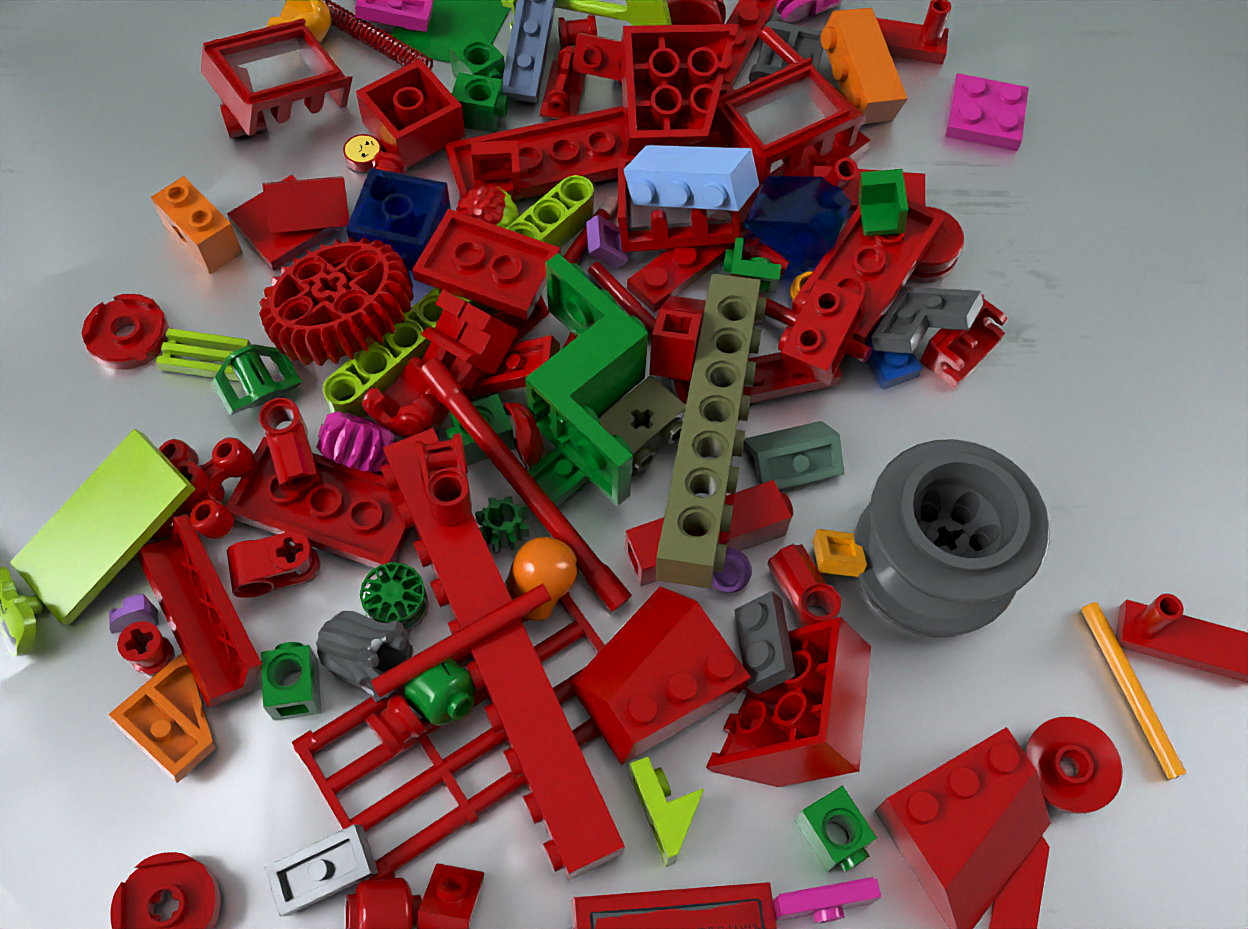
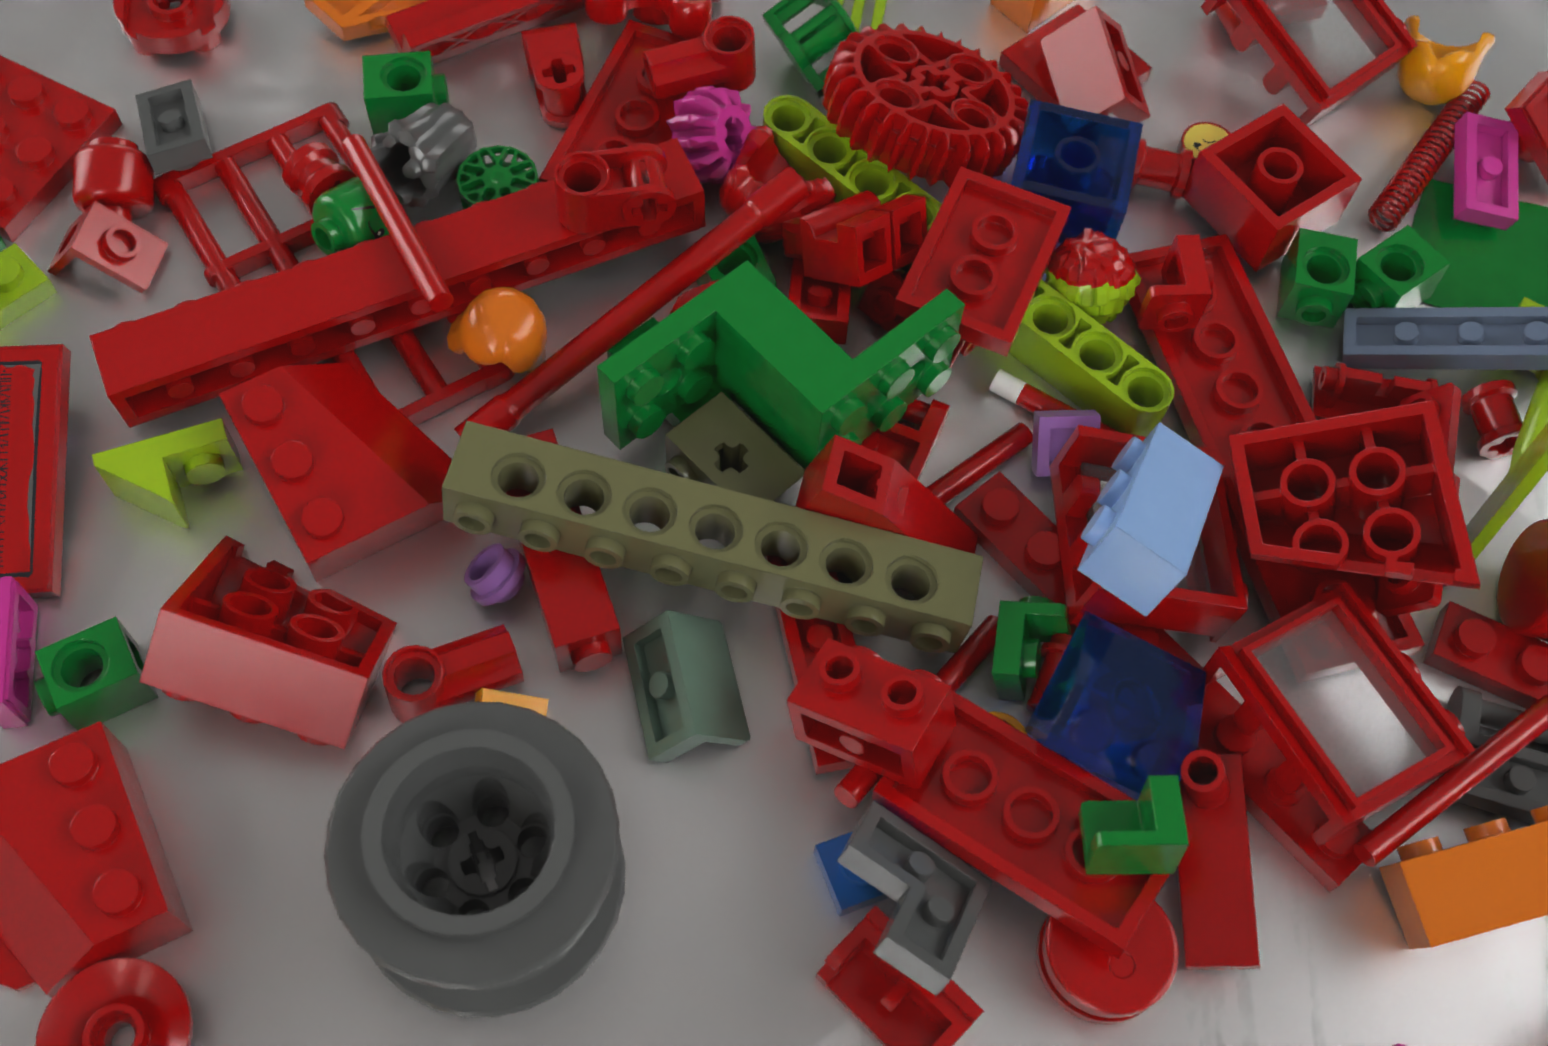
camera: 90 degrees right, 0 degrees up
(512, 529) = (586, 296): green gear -> none
(764, 642) = (371, 602): dark grey plate -> none

